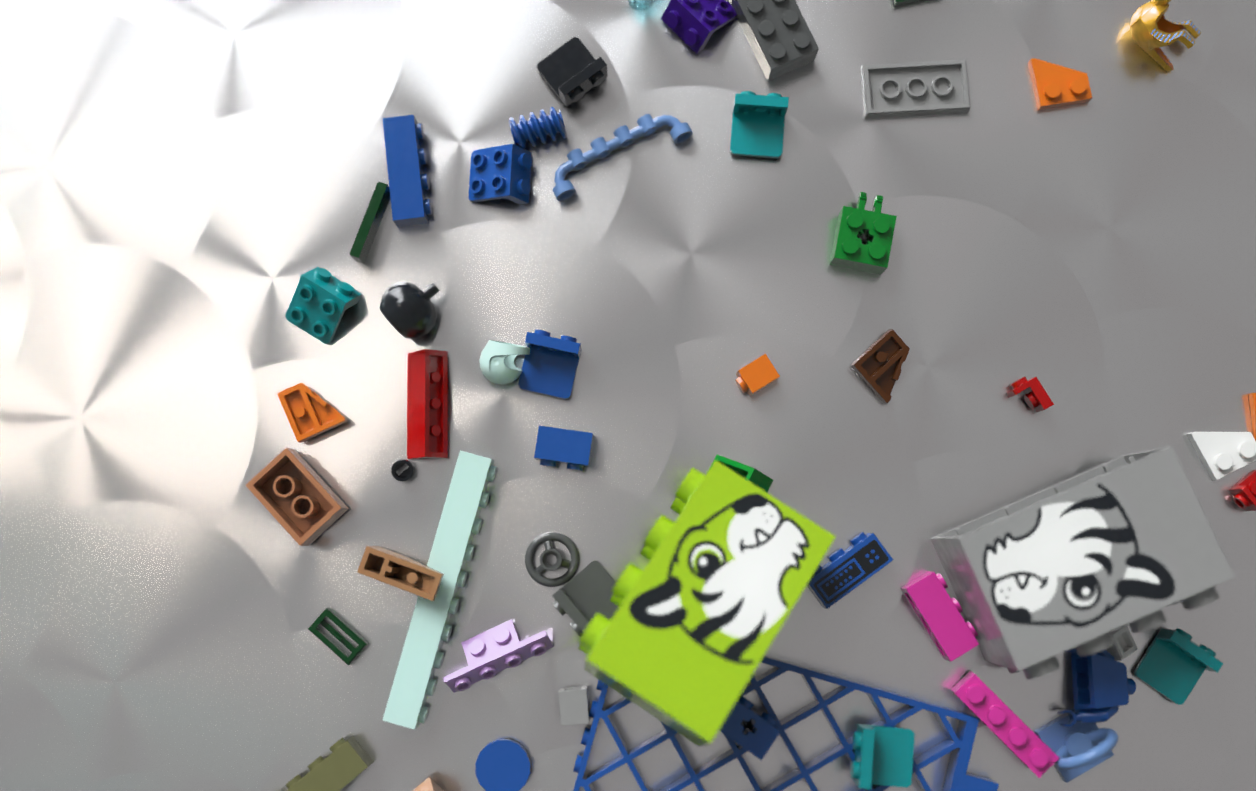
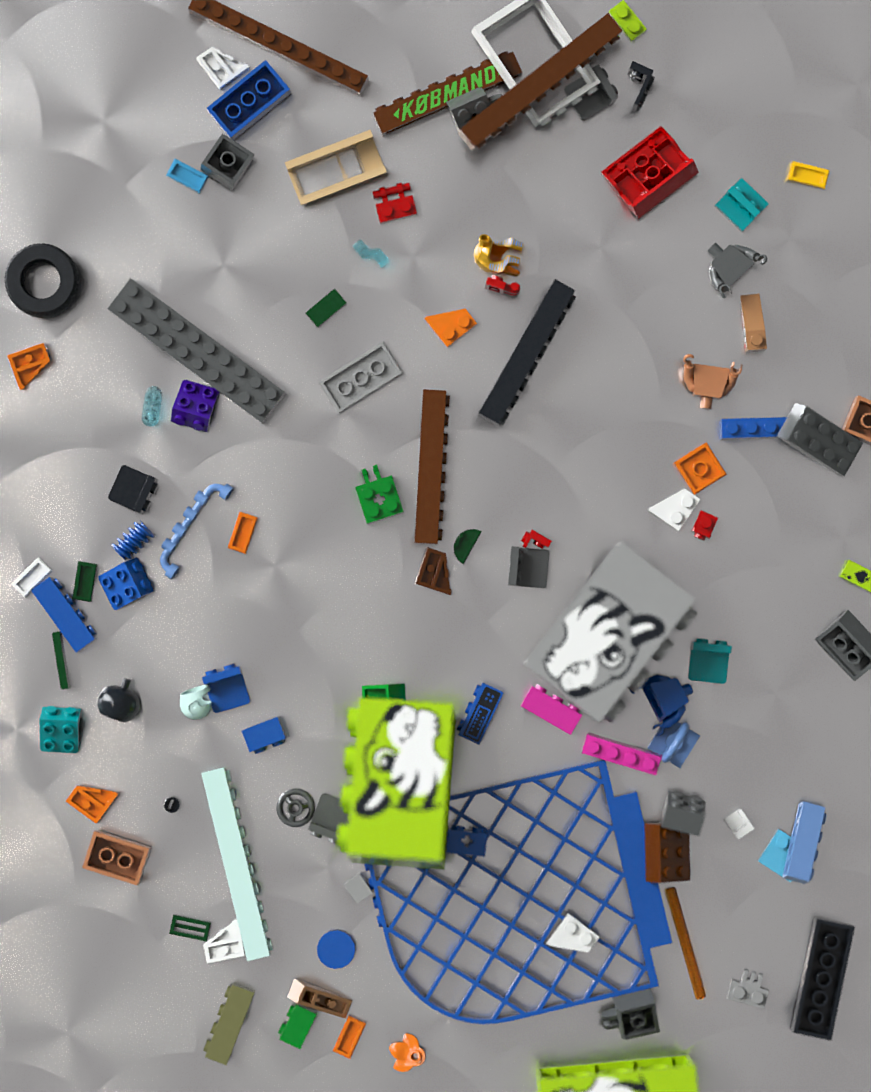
camera: 30 degrees left, 5 degrees up
(367, 682) = (225, 945): none -> white wing
(393, 106) = (31, 577): none -> white tile
(400, 572) = (207, 867): medium nougat slope -> none
(427, 404) = (163, 755): red panel -> none
(453, 148) = (84, 581): none -> dark green tile
(494, 652) = (292, 883): lavender bracket -> none
(673, 192) = (242, 532): none -> orange tile
(756, 375) = (359, 623): orange brick -> none
(758, 124) = (273, 461): teal bracket -> none
(882, 756) = (557, 814): teal bracket -> none
(937, 351) = (465, 543): none -> dark green tile
(946, 236) = (430, 467): none -> reddish brown brick
(1002, 421) = (528, 567): none -> dark grey bracket
(1123, 643) = (670, 665): white slope -> none
(1142, 161) = (526, 353): none -> black brick
(1149, 66) = (497, 285): none -> red plate

